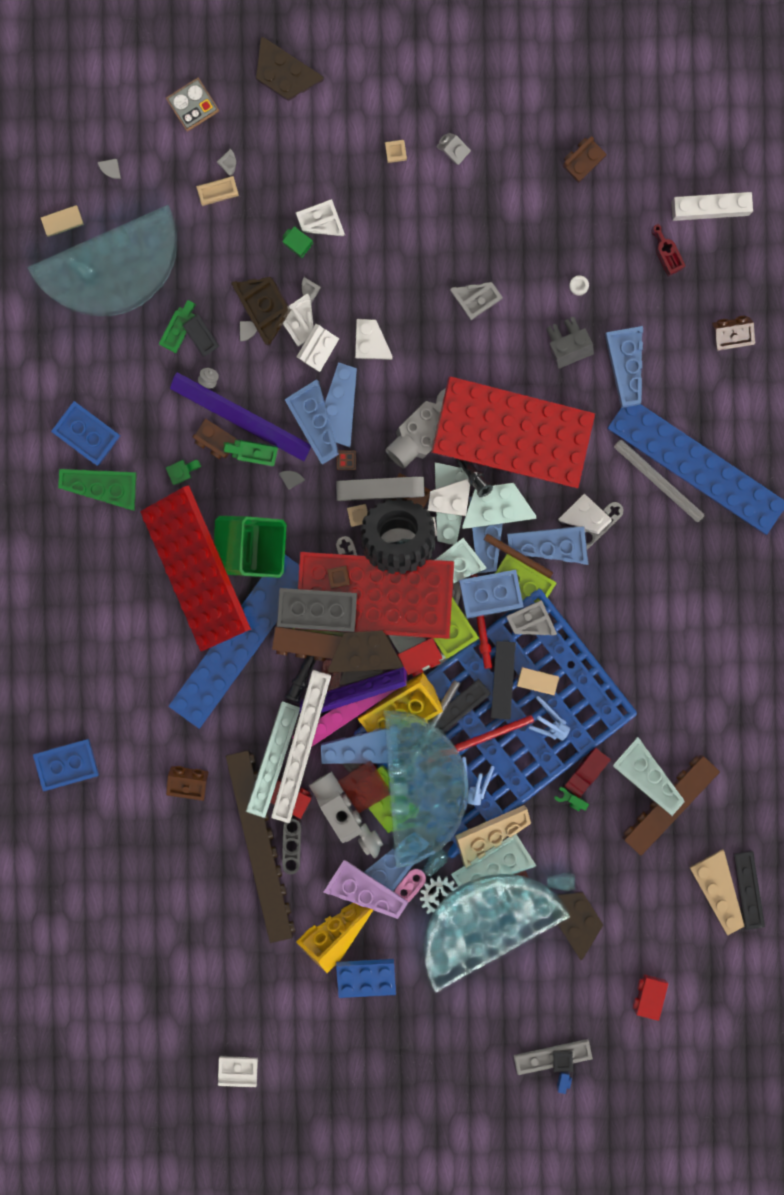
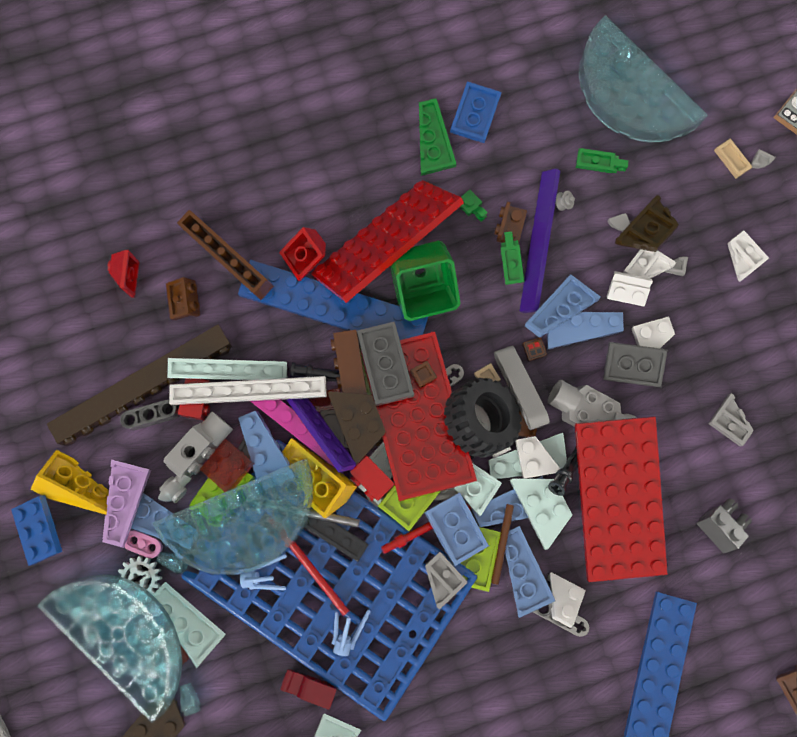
camera: 65 degrees right, 10 degrees down
(62, 221) = (653, 37): tan tile -> none
(66, 765) = (168, 186): blue plate -> none
(110, 168) = (715, 63): light grey tile -> none
(142, 831) = (124, 271): none -> red slope
(159, 729) = (225, 254): none -> reddish brown brick
(180, 651) = (304, 252): none -> red slope
(200, 335) = (600, 181): black tile -> none
(291, 478) = (499, 304): dark grey tile -> none
(297, 242) = (717, 240): green brick -> none
(392, 370) = (635, 364): none -> dark grey tile
(481, 838) = (209, 600): tan wing -> none
(503, 680) = (375, 570): black tile -> none
(537, 681) = (385, 605): tan tile -> none
(576, 803) = (274, 687): green plate -> none
(579, 285) = (781, 516): white tile -> none
(626, 360) = (727, 590): medium blue wing -> none
(658, 480) = (625, 663): light grey axle -> none

